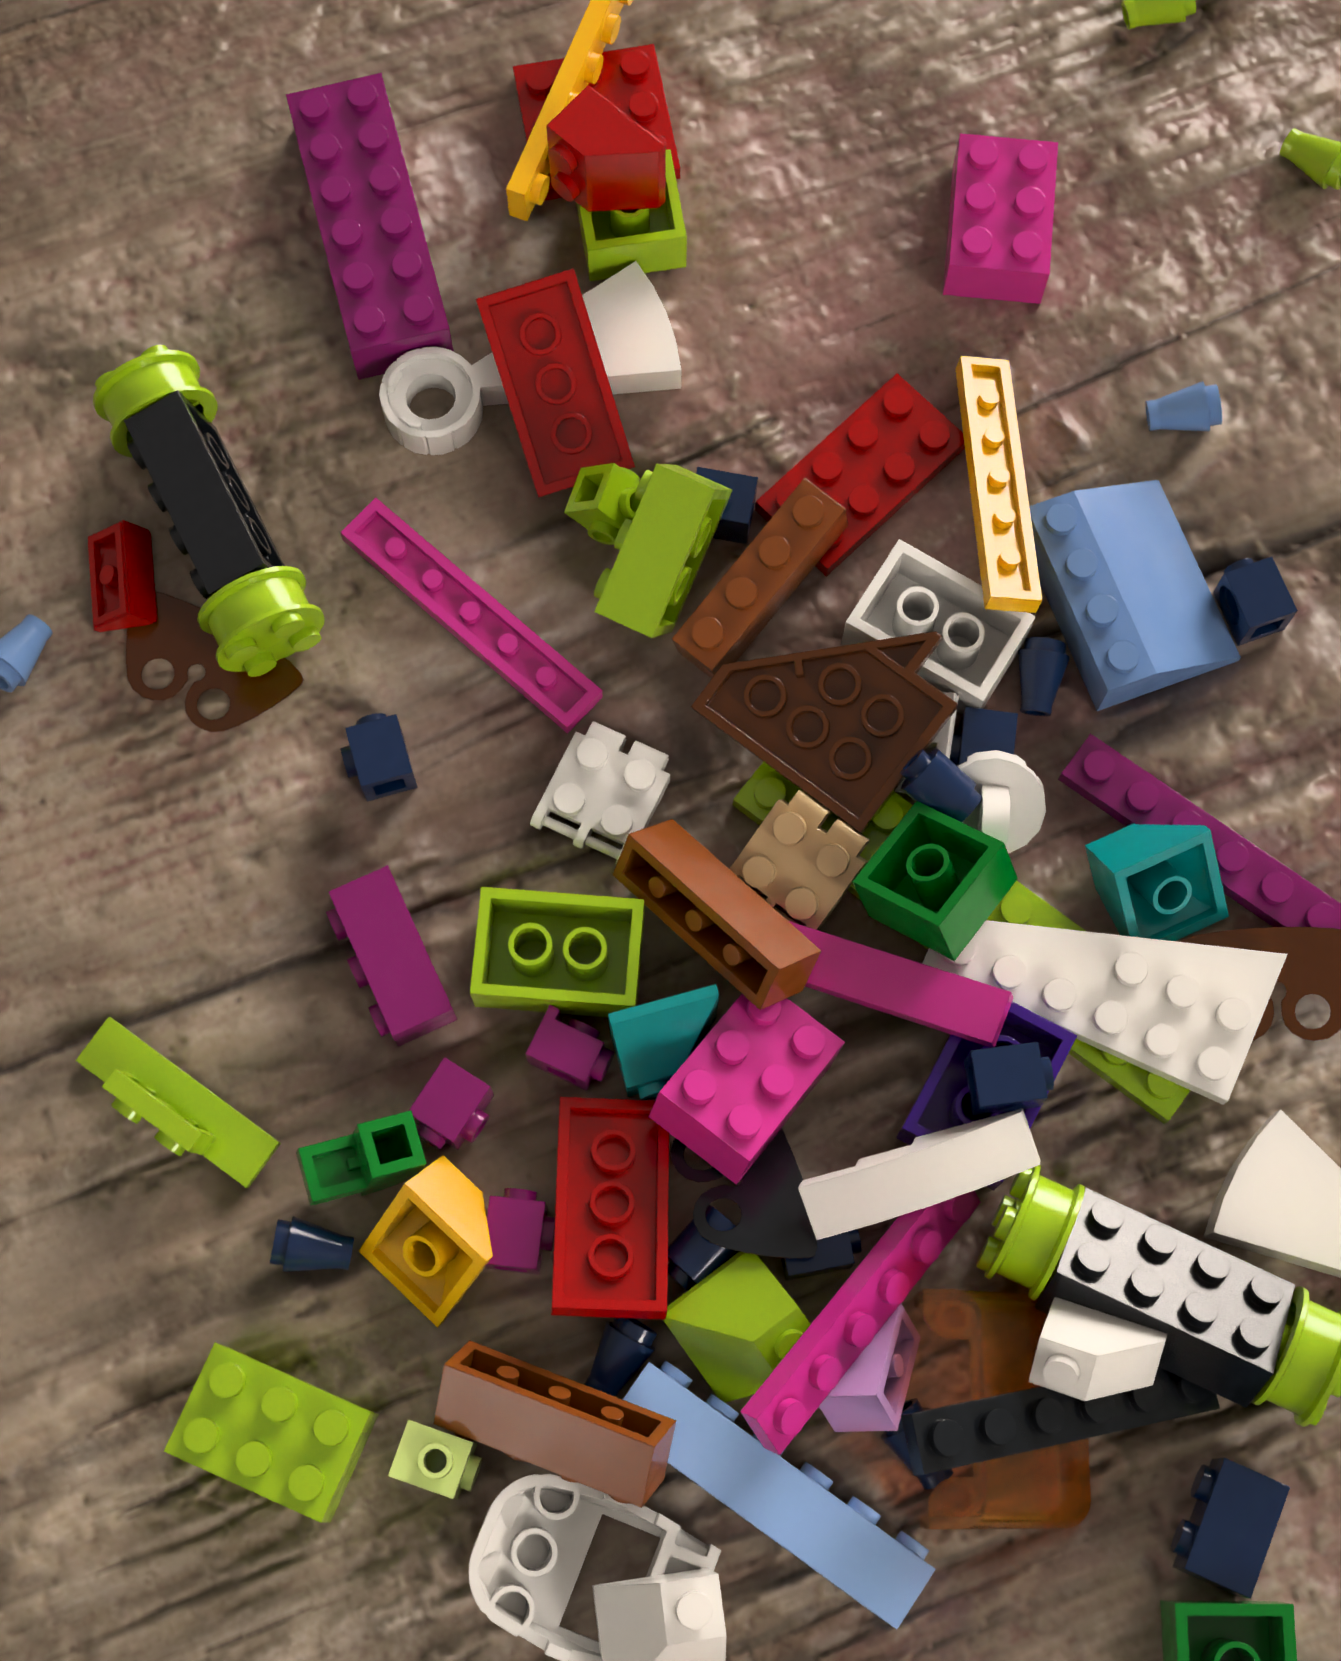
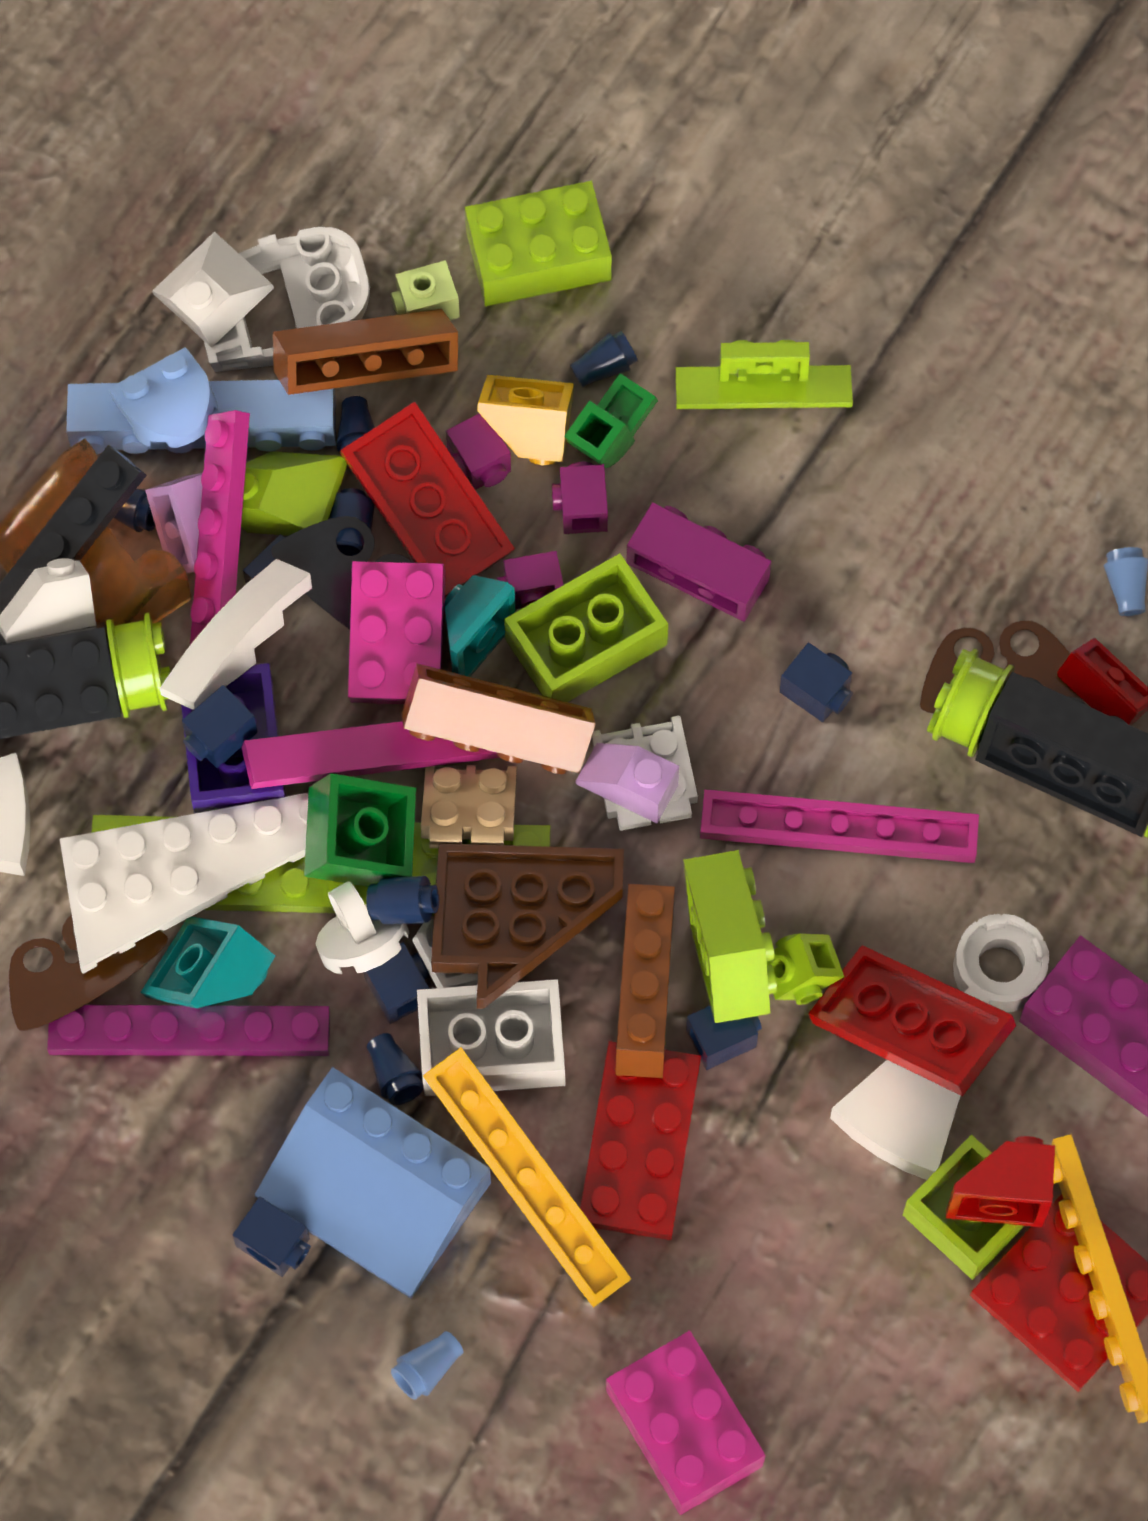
camera: 145 degrees right, 5 degrees down
(633, 769) = (630, 778): none -> lavender slope
(807, 1515) = (167, 401): none -> light blue slope

